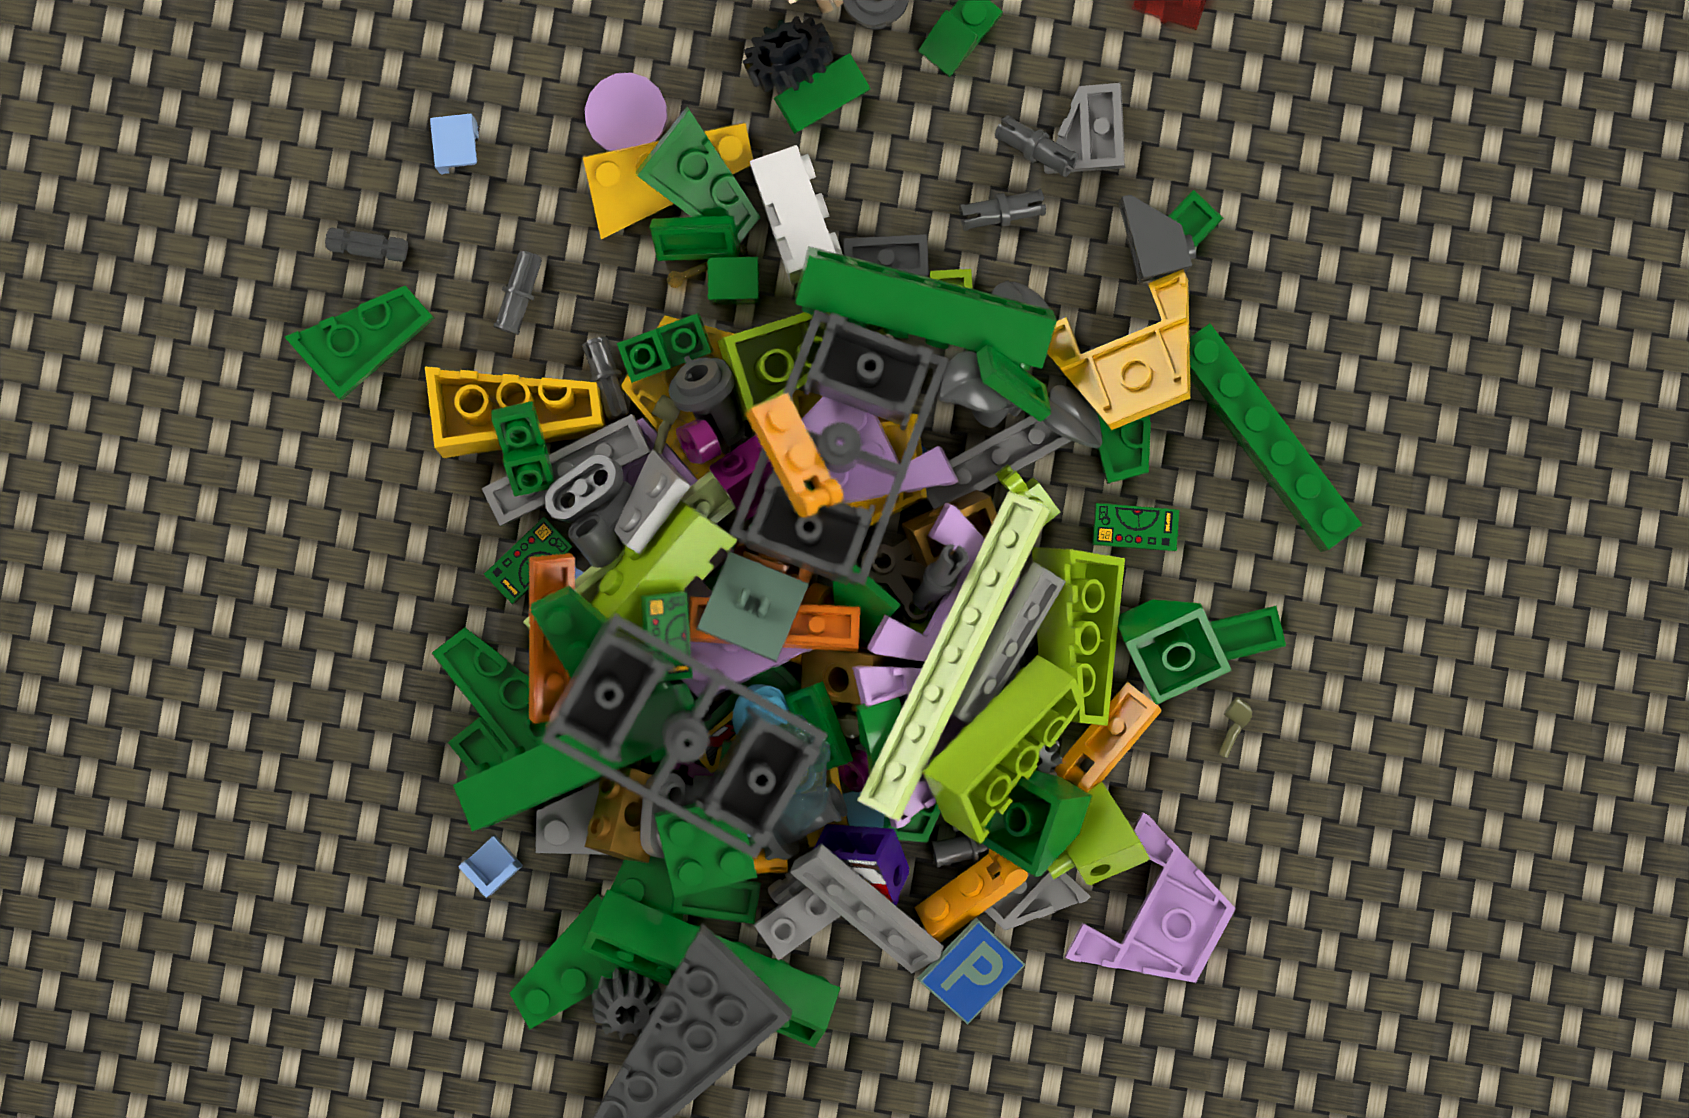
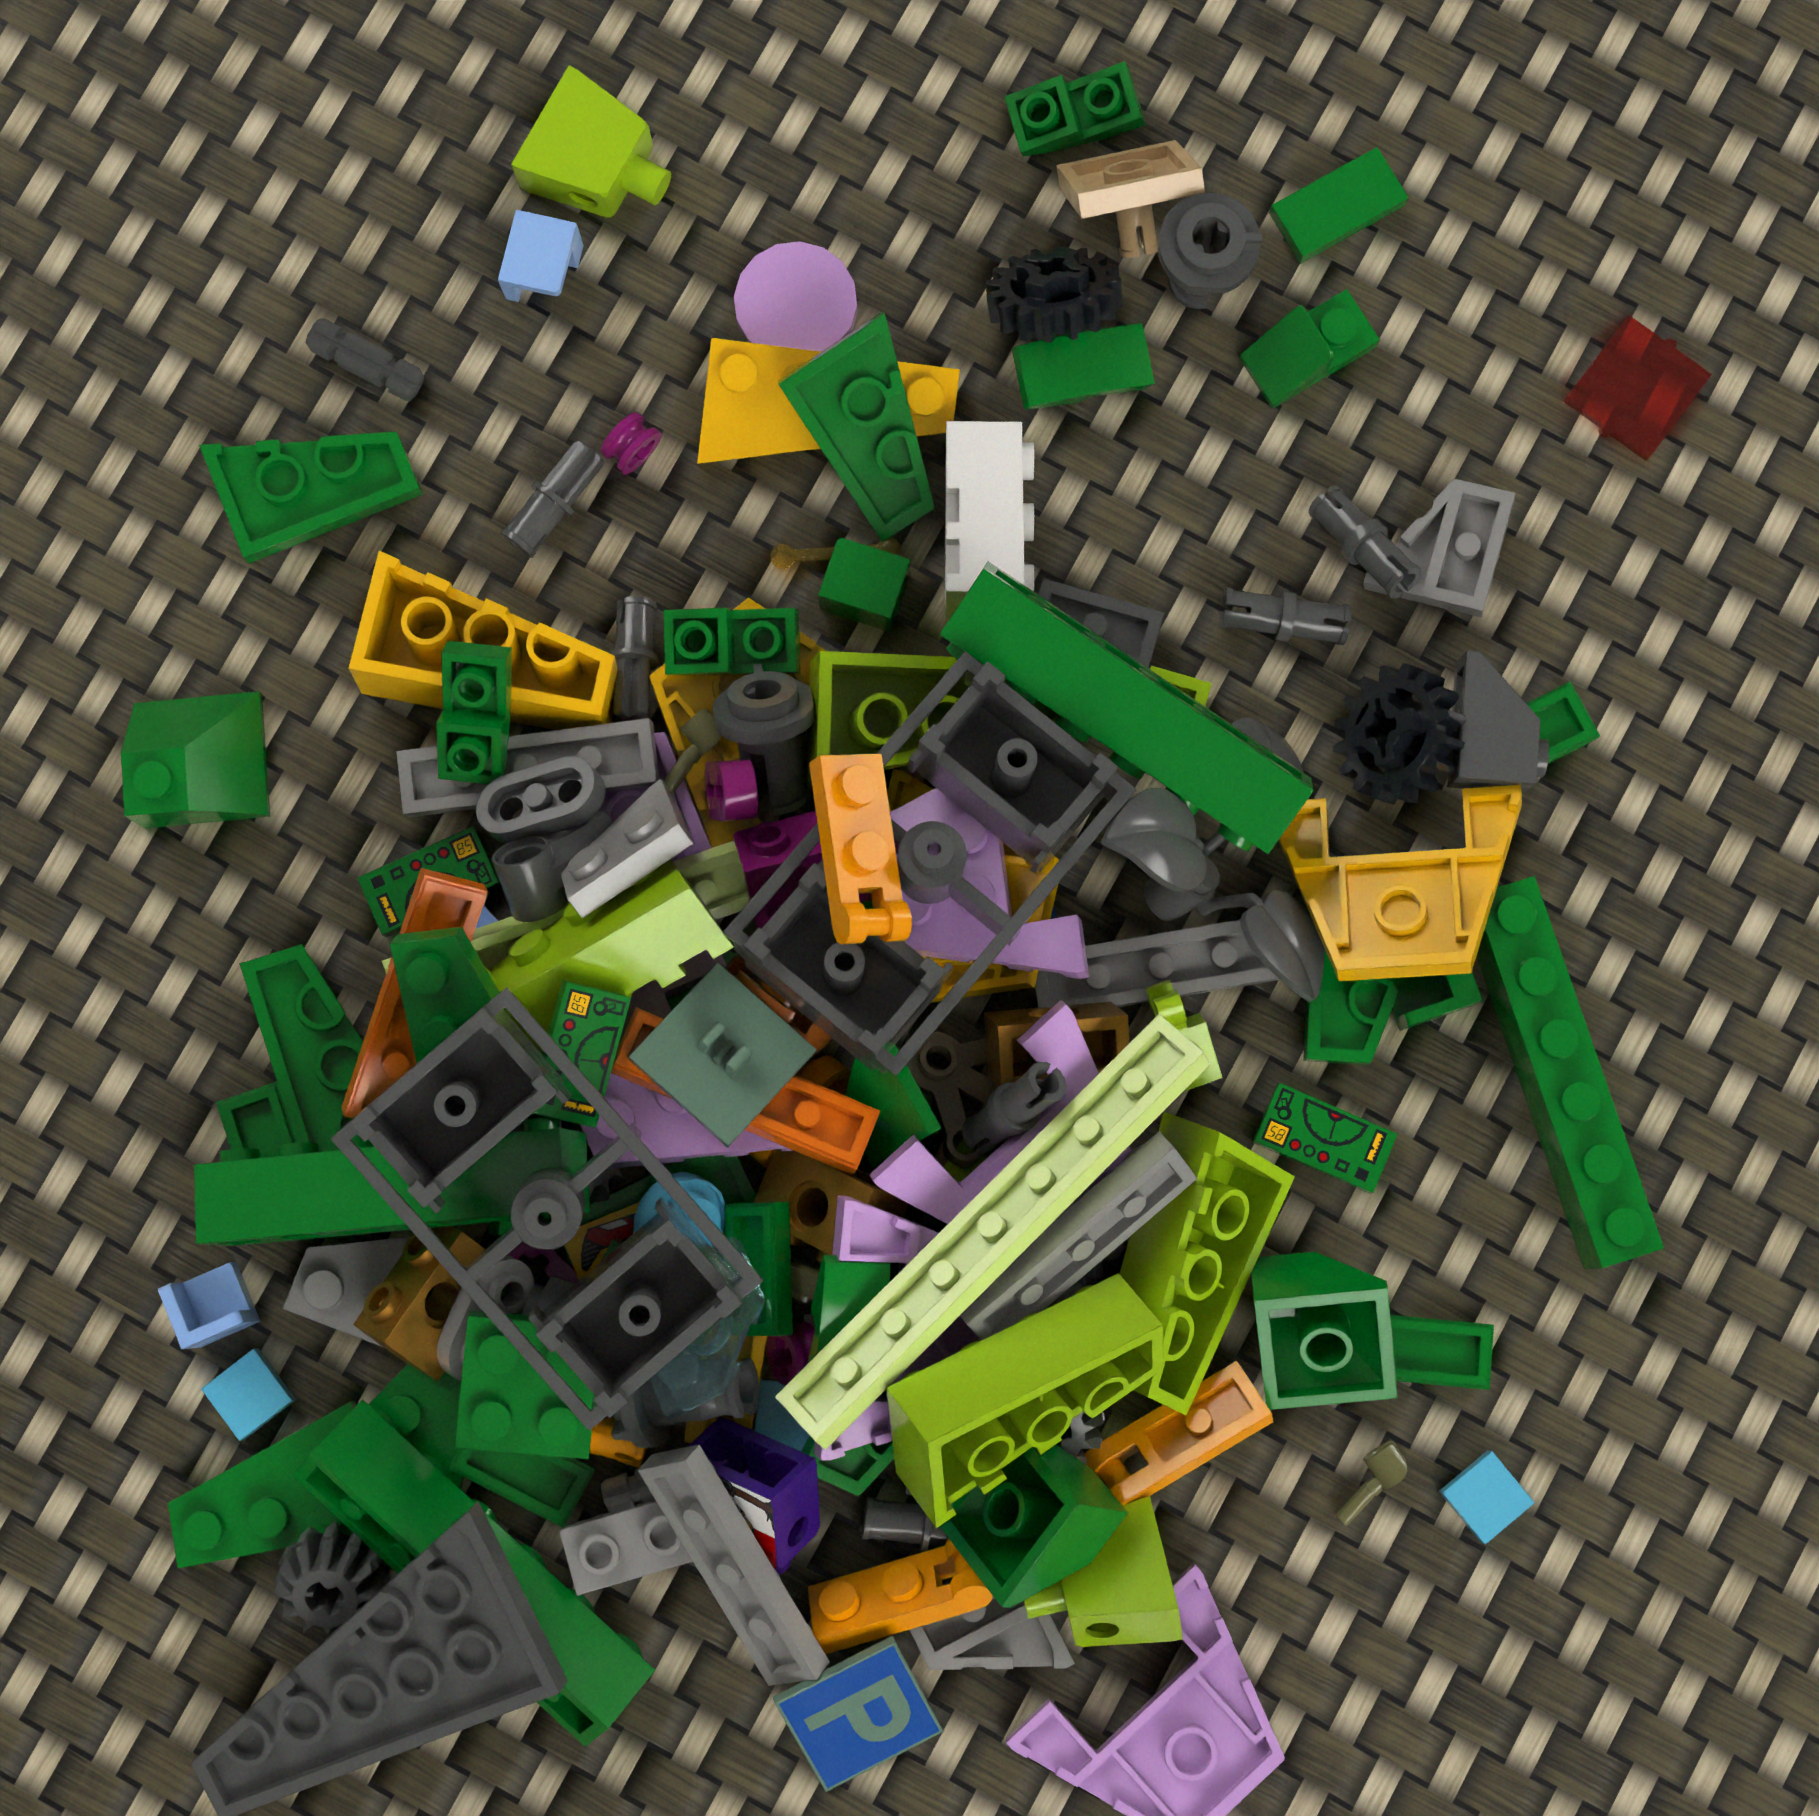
camera: 15 degrees right, 5 degrees down
(356, 535) = (195, 761): none -> green slope
(461, 61) = (589, 150): none -> lime torso
(533, 911) = (248, 1394): none -> medium azure tile
(554, 241) = (630, 443): none -> magenta bush
(694, 238) = (830, 504): green tile -> none
(1013, 383) = (1219, 860): green tile -> none
(1097, 265) = (1398, 734): none -> black gear
(1172, 419) = (1433, 997): none -> green panel
(1305, 711) = (1486, 1497): none -> medium azure tile

